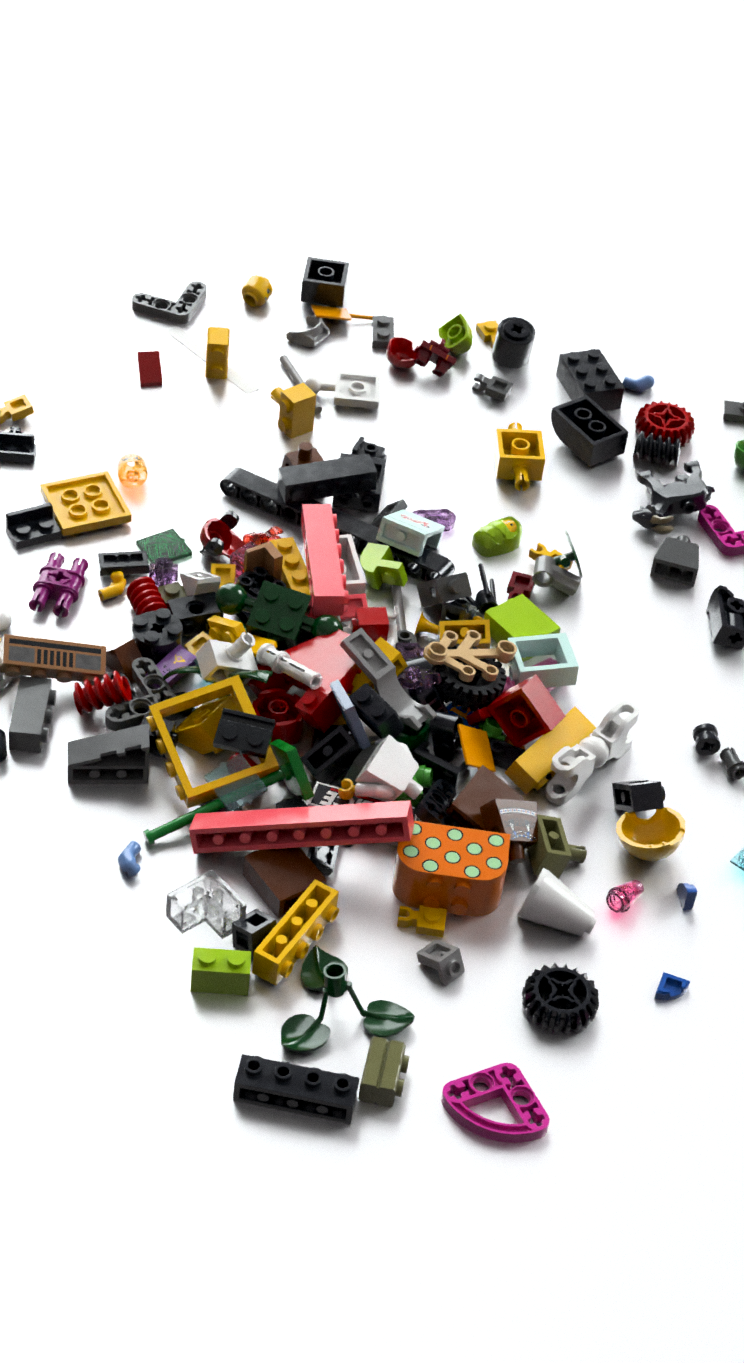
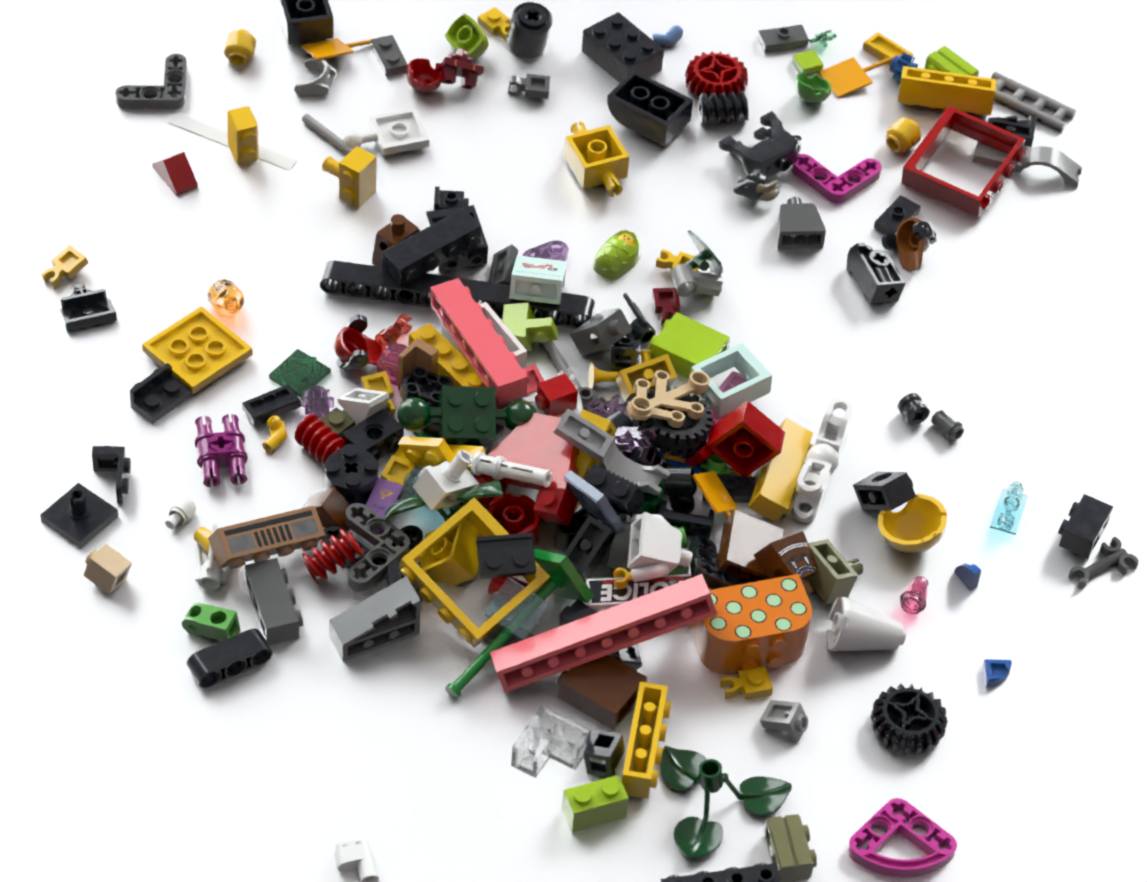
camera: 20 degrees left, 5 degrees up
(127, 859) = (445, 721): medium blue arm -> none

